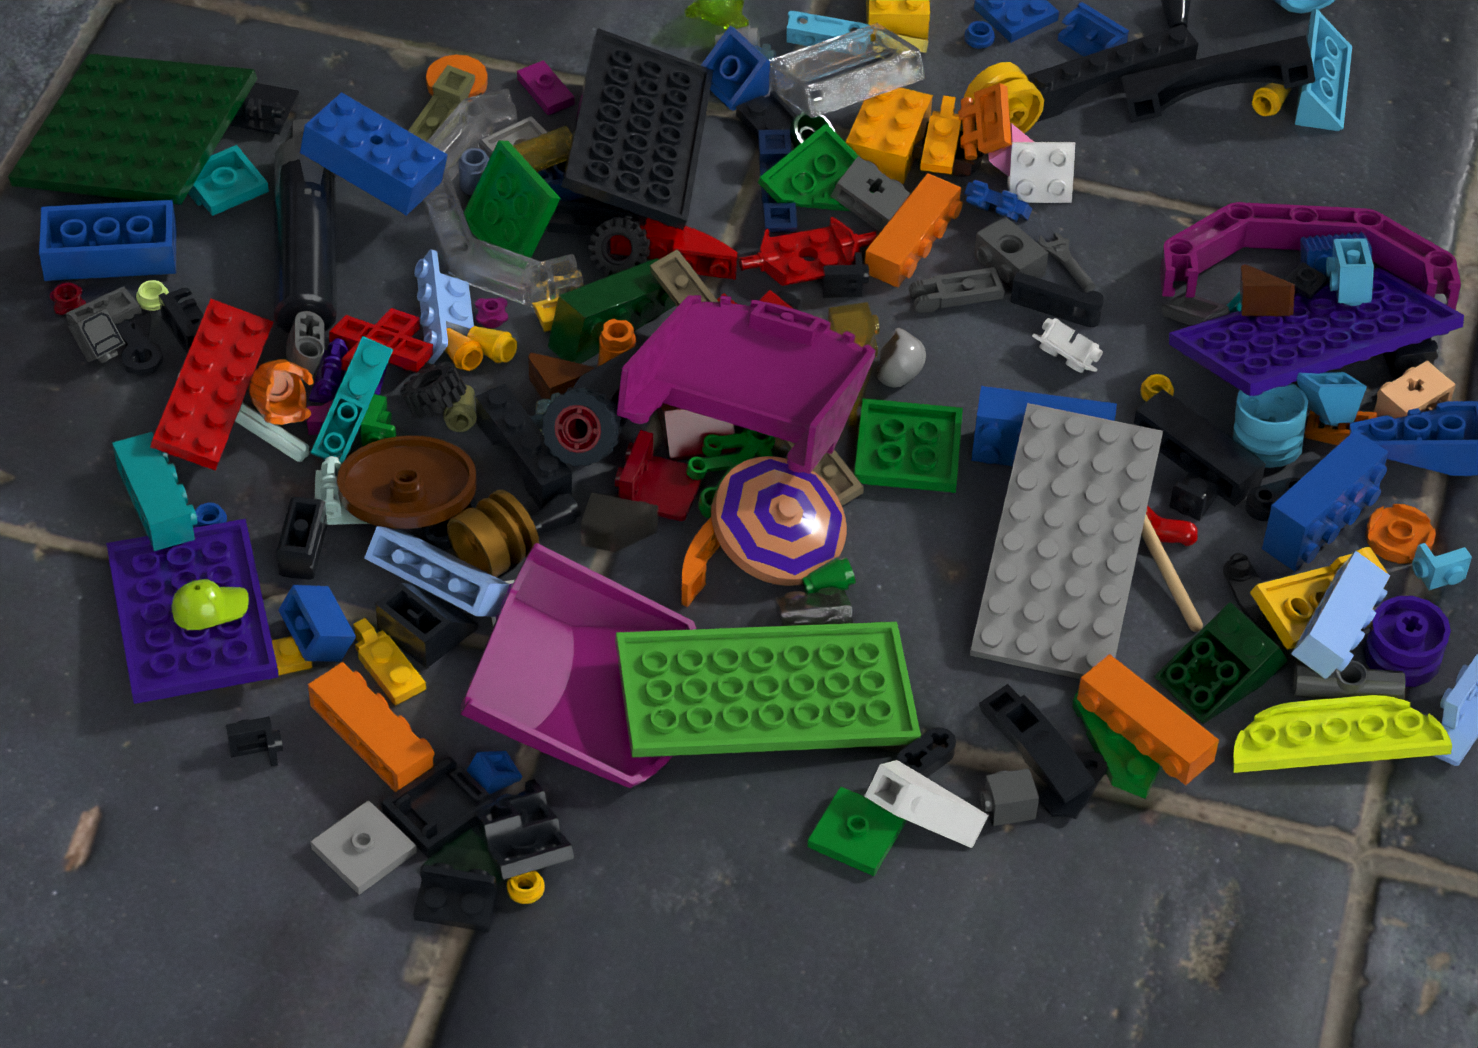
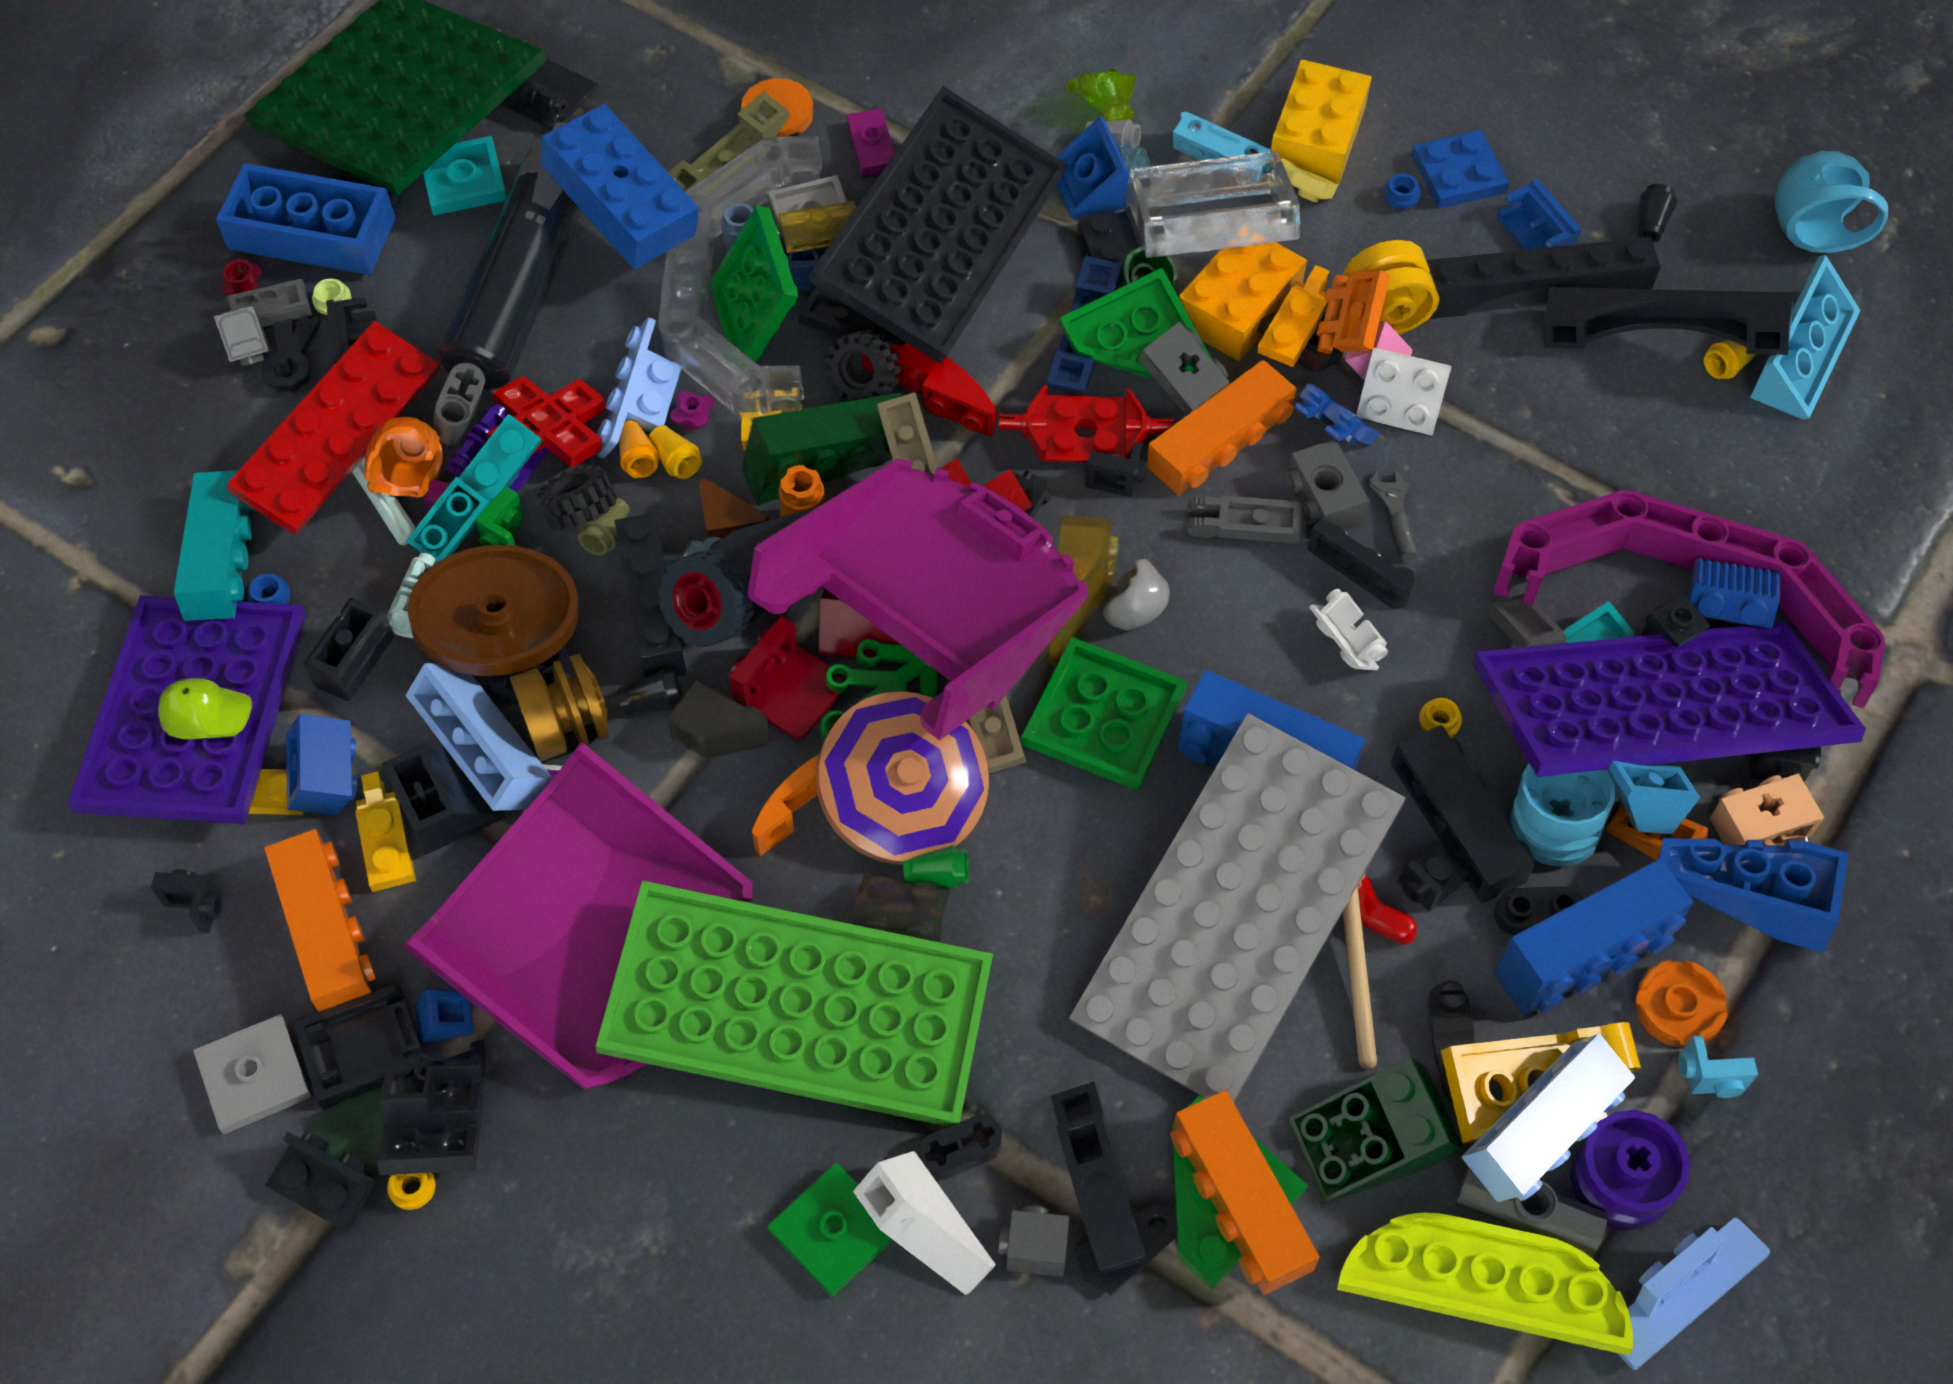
camera: 20 degrees right, 10 degrees up
(1265, 294) = (1615, 630): reddish brown slope -> none
(1351, 271) = (1738, 628): medium azure brick -> none

